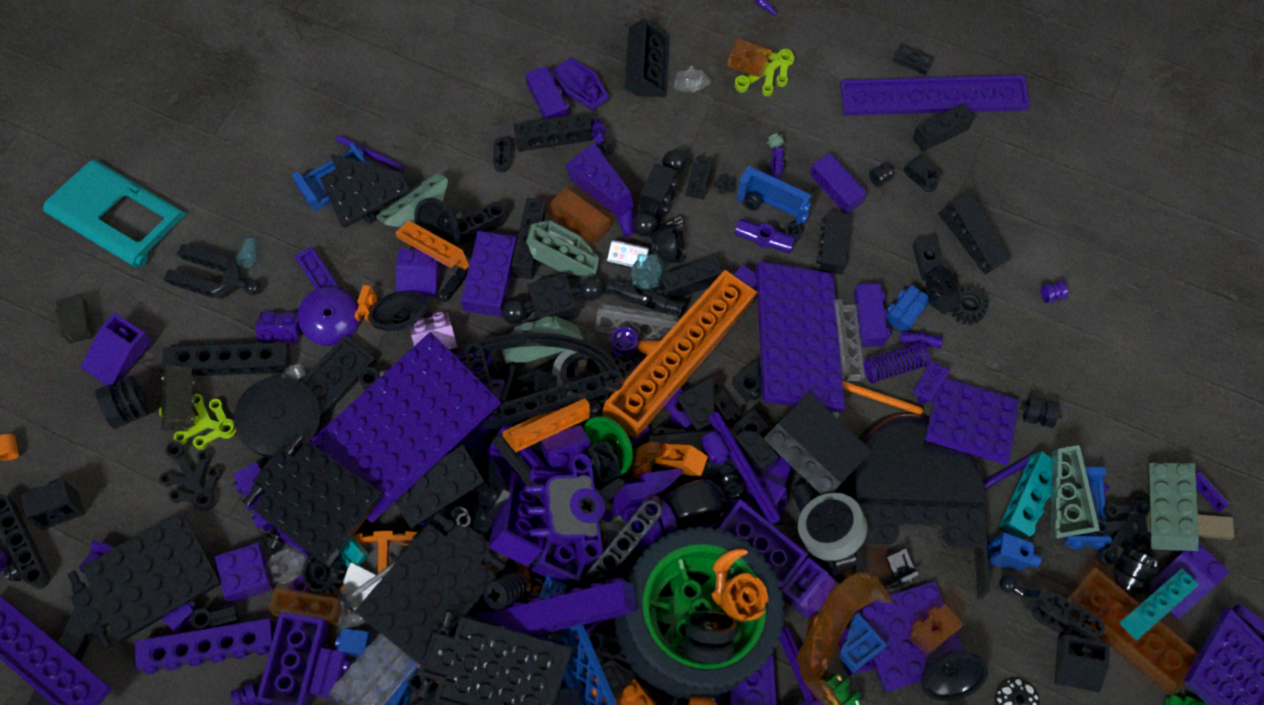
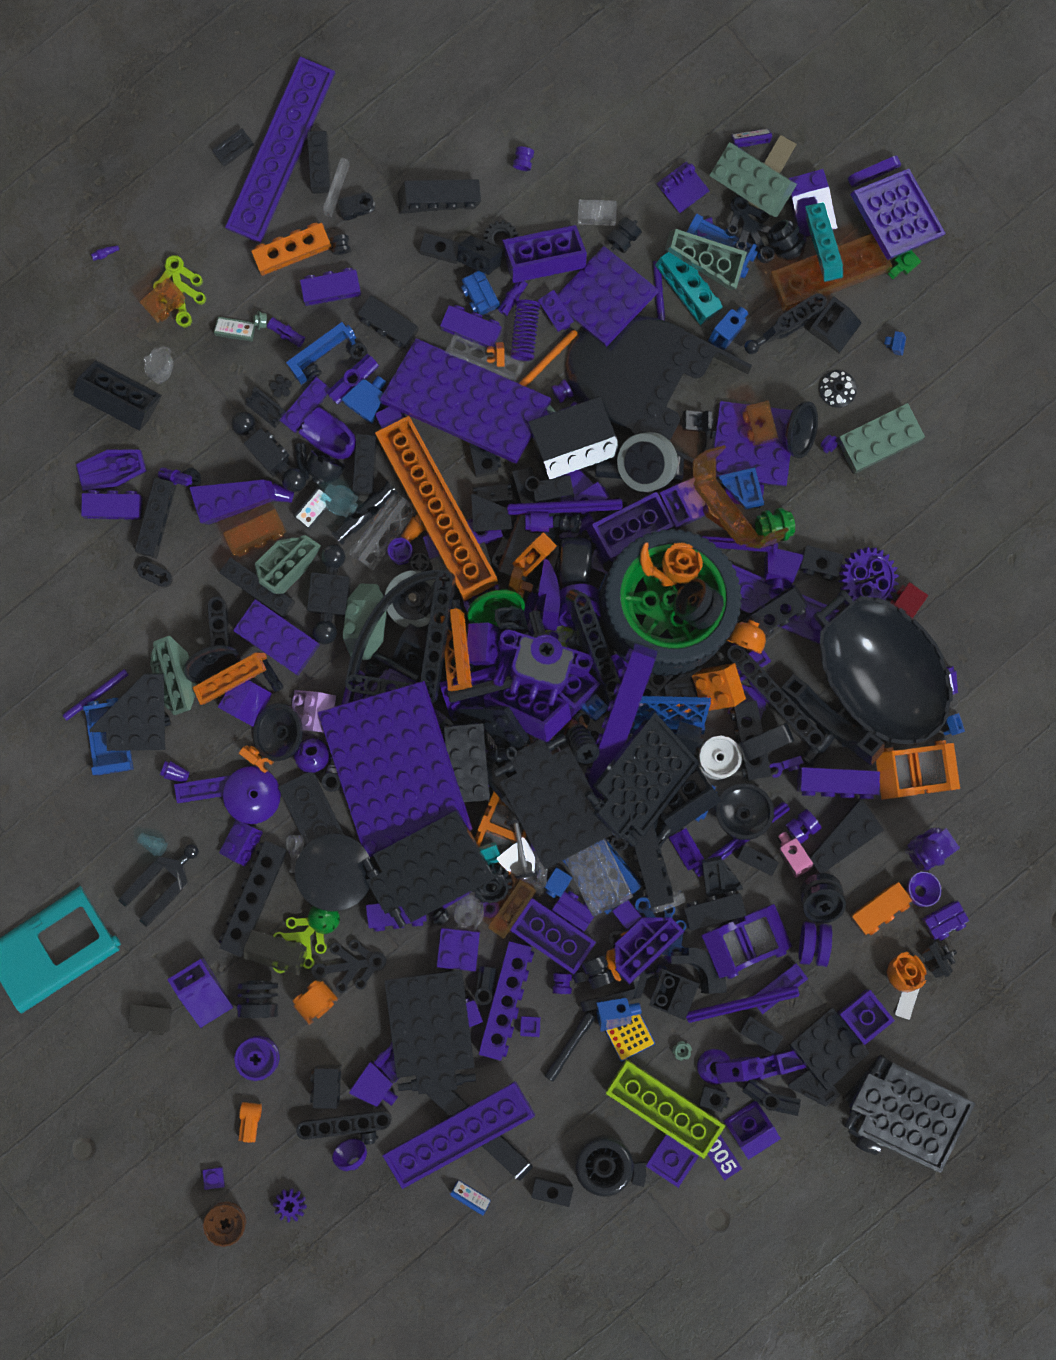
camera: 60 degrees left, 20 degrees up
(63, 428) = (246, 1062): none -> dark purple wheel
(67, 552) = (374, 1086): none -> dark purple torso
(139, 456) = (315, 1001): none -> orange brick
(186, 685) = (530, 1026): none -> dark purple plate
(228, 432) = (329, 919): none -> green helmet
(323, 241) = (174, 772): none -> dark purple cone
(385, 357) = (315, 762): none -> dark purple piece
(702, 236) = (328, 434): none -> dark purple hair
(718, 209) = (305, 404): none -> dark purple plate
(751, 250) = (365, 398): none -> blue torso
(755, 126) = (234, 329): none -> slope
(857, 146) = (302, 251): none -> orange brick
(857, 423) = (562, 391): none -> dark purple wheel
(859, 348) = (498, 354): none -> orange tile
(929, 150) = (336, 187): none -> clear tile
(978, 346) = (544, 253): none -> dark purple slope
(1046, 377) = (597, 212): none -> clear brick
(1121, 448) = (683, 187): none -> dark purple hinge

